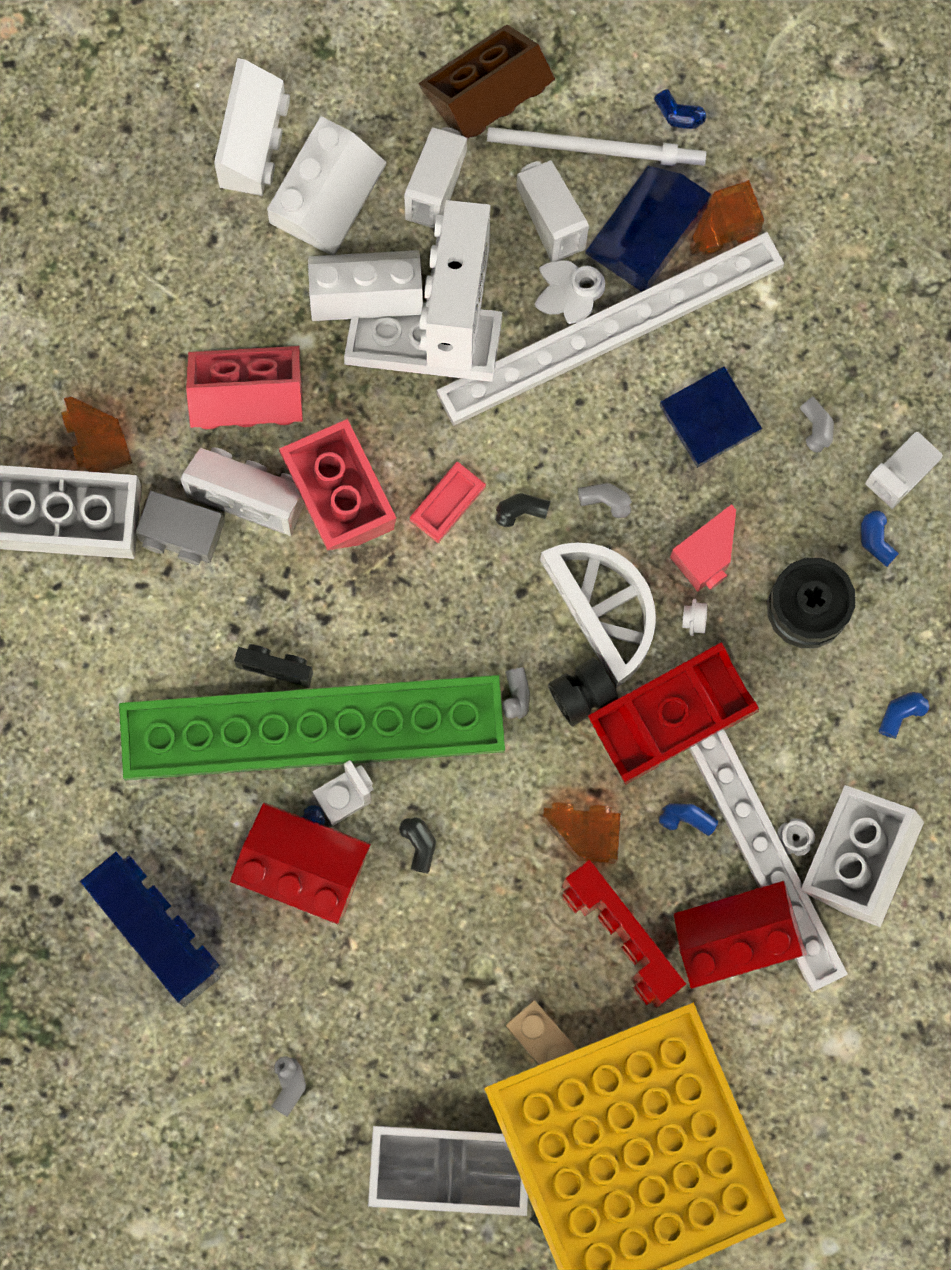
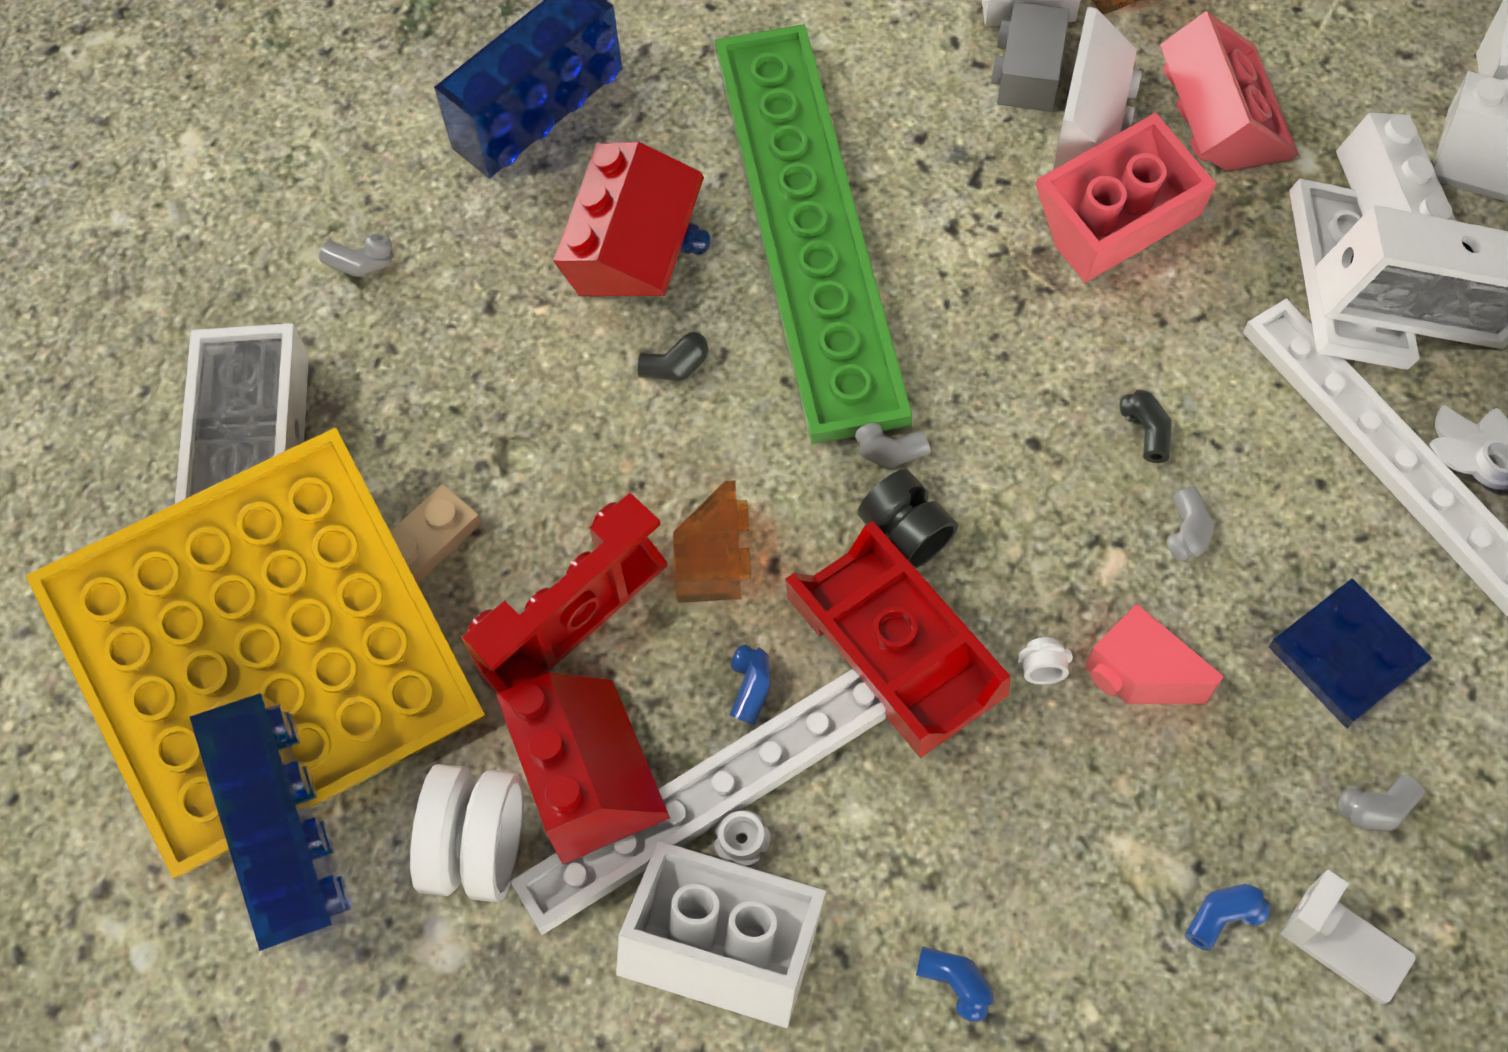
camera: 90 degrees right, 15 degrees down
(258, 660) = (878, 187): pearl dark grey plate -> none
(345, 793) = (731, 264): white bracket -> none
(447, 502) = (1137, 339): coral tile -> none
(587, 617) = (1033, 504): white window -> none
(771, 1139) = (269, 821): none -> clear blue brick
(784, 1015) = (467, 832): none -> white wheel
(815, 581) = (1112, 782): pearl dark grey wheel -> none

